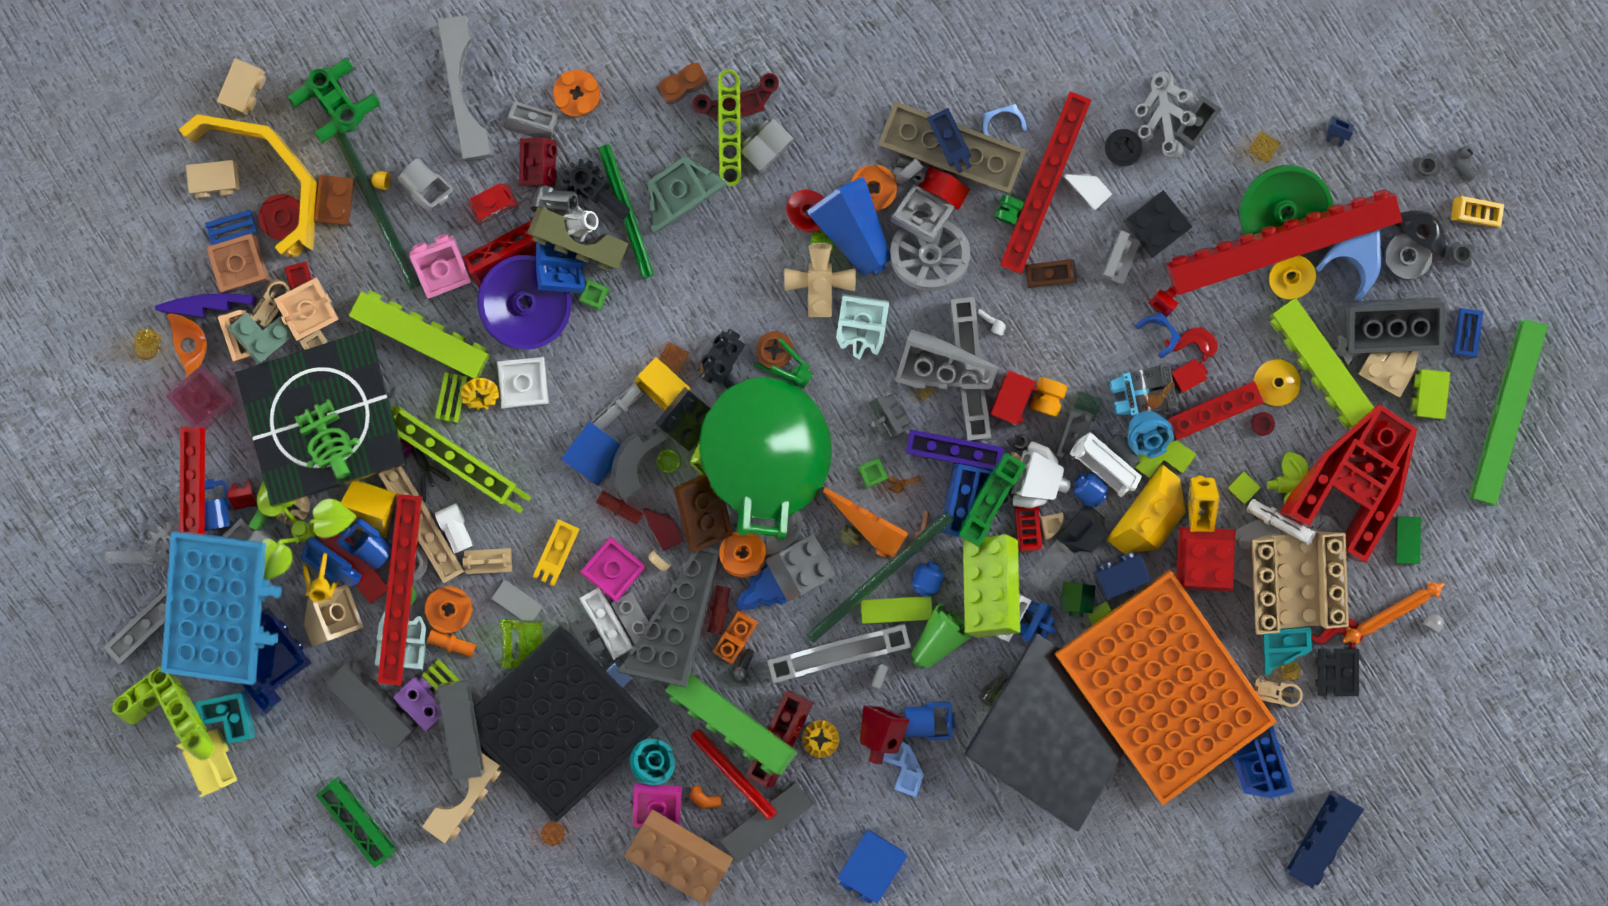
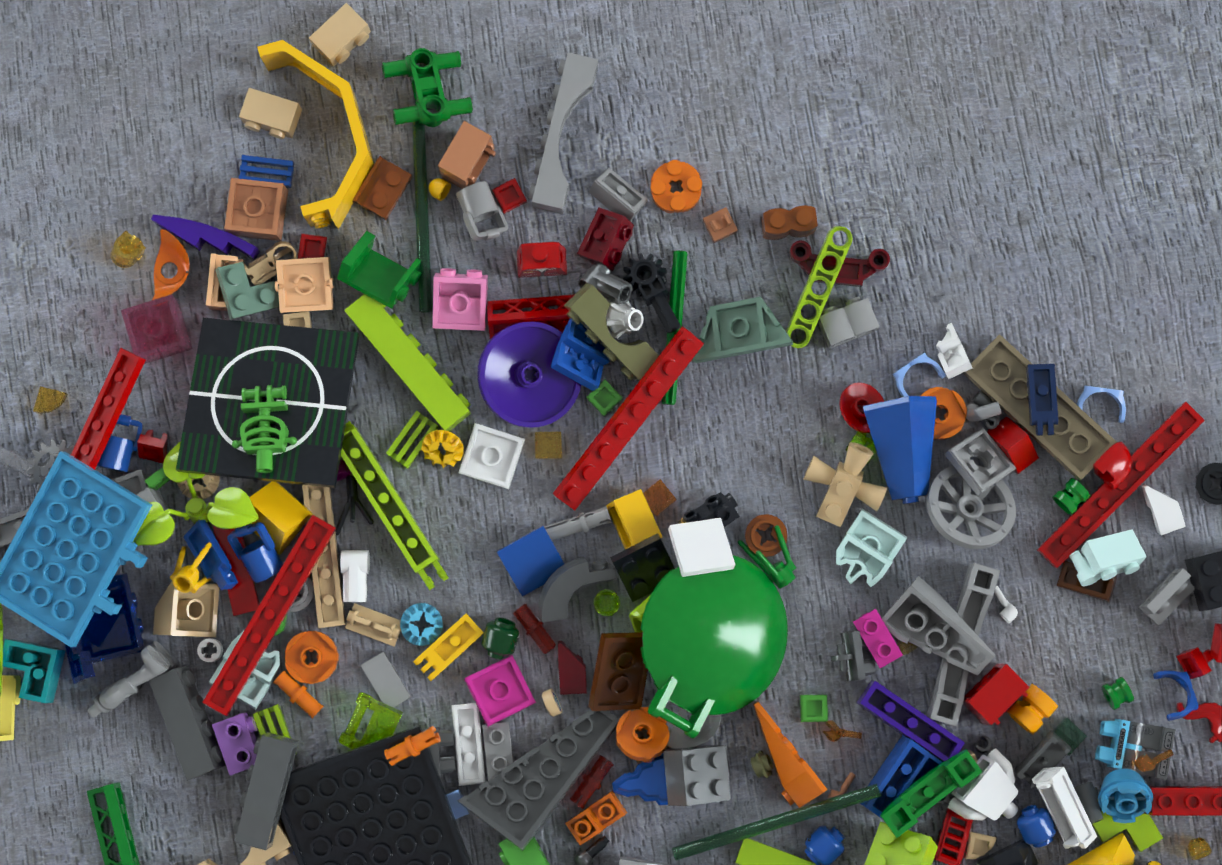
camera: 20 degrees right, 5 degrees down
(138, 495) = (48, 400): none -> clear yellow tile
(279, 216) = (319, 179): red tile -> none
(302, 709) = (156, 662): none -> light grey piece
(362, 274) = (377, 274): none -> green panel
(370, 643) = (205, 643): none -> white bush
(392, 144) = (466, 156): none -> nougat container
(442, 160) = (509, 195): none -> red tile
(516, 538) = (431, 616): none -> medium azure gear
(561, 643) = (412, 745): none -> orange pin
(565, 353) = (548, 445): none -> clear yellow tile
(594, 527) = (500, 638): none -> dark green head
(620, 303) = (628, 418): none -> red plate
(627, 109) = (720, 225): none -> nougat tile
(724, 383) = (701, 547): none -> white tile
(841, 148) = (923, 358): none -> light blue cap
(863, 134) = (952, 354): none -> white slope
(899, 394) = (877, 638): none -> dark pink hinge
(1032, 169) = (1114, 465): none -> red brick
(1058, 247) = (1108, 557): none -> light aqua hinge
(1112, 354) = (1117, 693): none -> green wheel
(1189, 375) = (1190, 751): red brick -> none
(1228, 450) = (1199, 848): none -> clear yellow hinge

